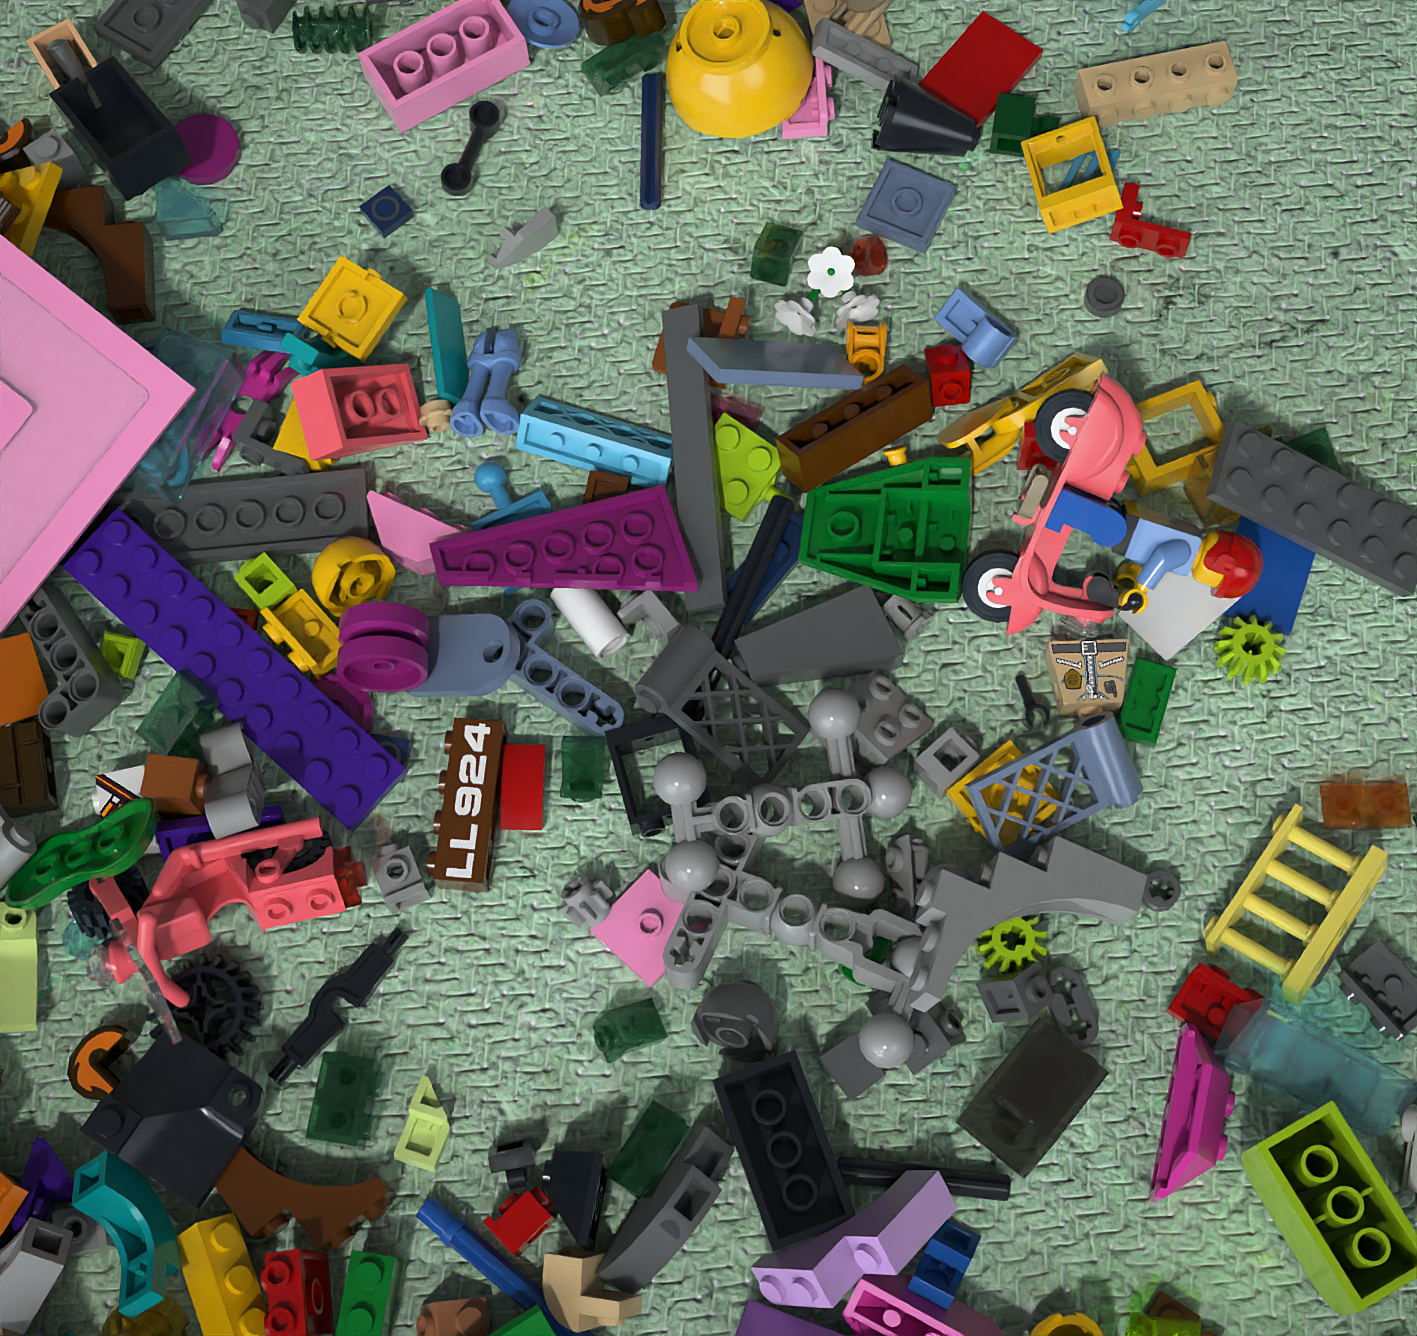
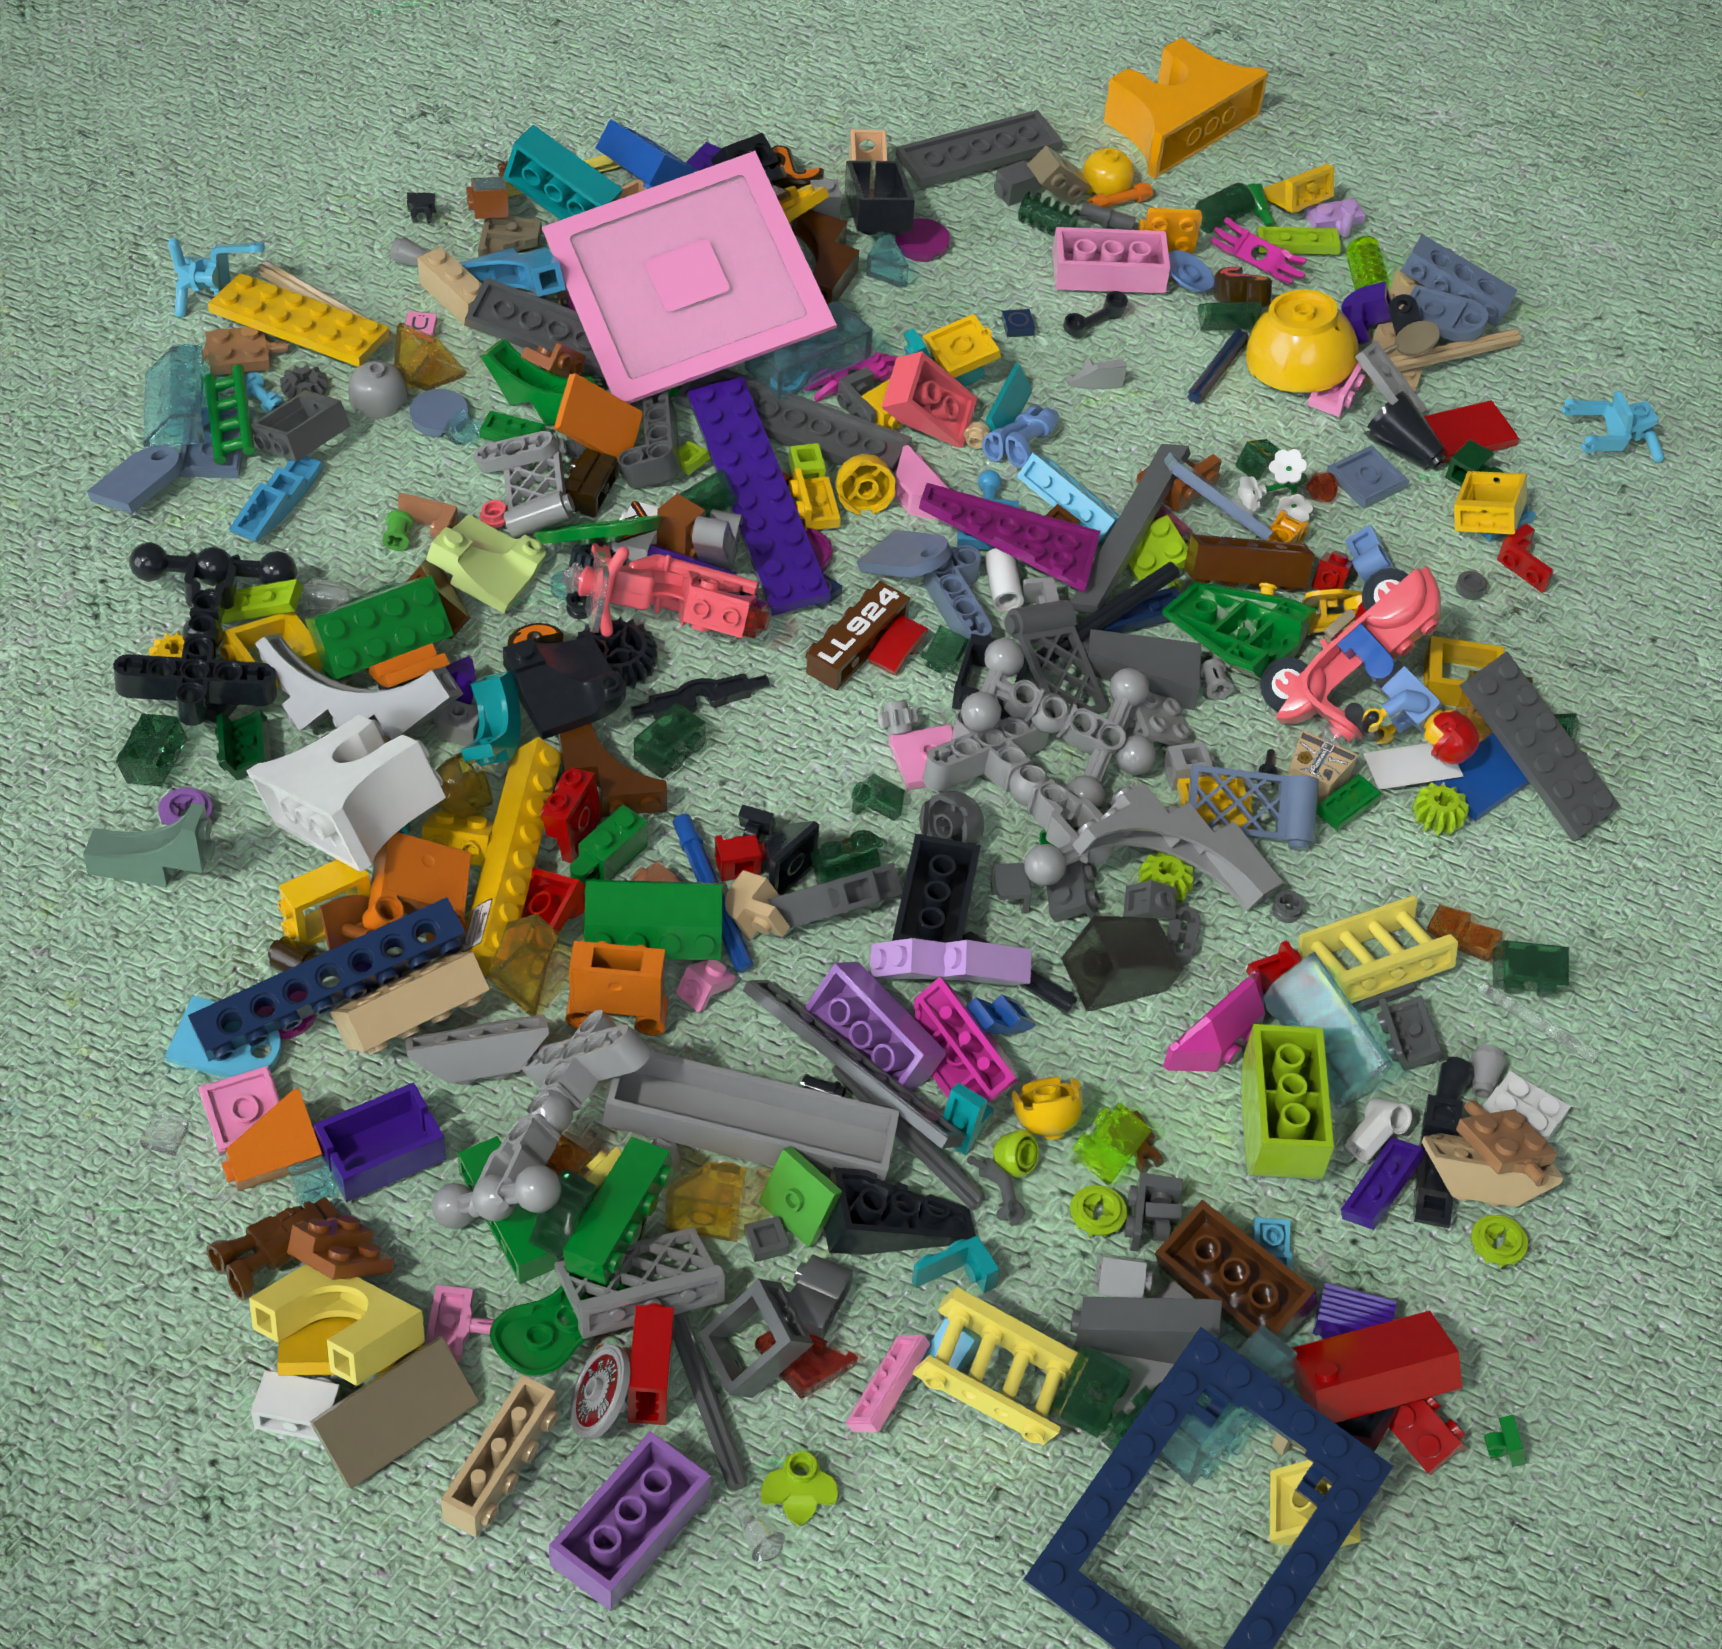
camera: 20 degrees right, 20 degrees down
(68, 62) = (869, 153): dark grey pin -> none
(260, 331) = (889, 339): dark azure tile -> none
(383, 647) = (860, 521): magenta wheel -> none
(406, 890) = (785, 643): light grey brick -> none
(425, 1130) = (708, 786): yellowish green slope -> none
(1156, 84) = (1586, 489): tan brick -> none

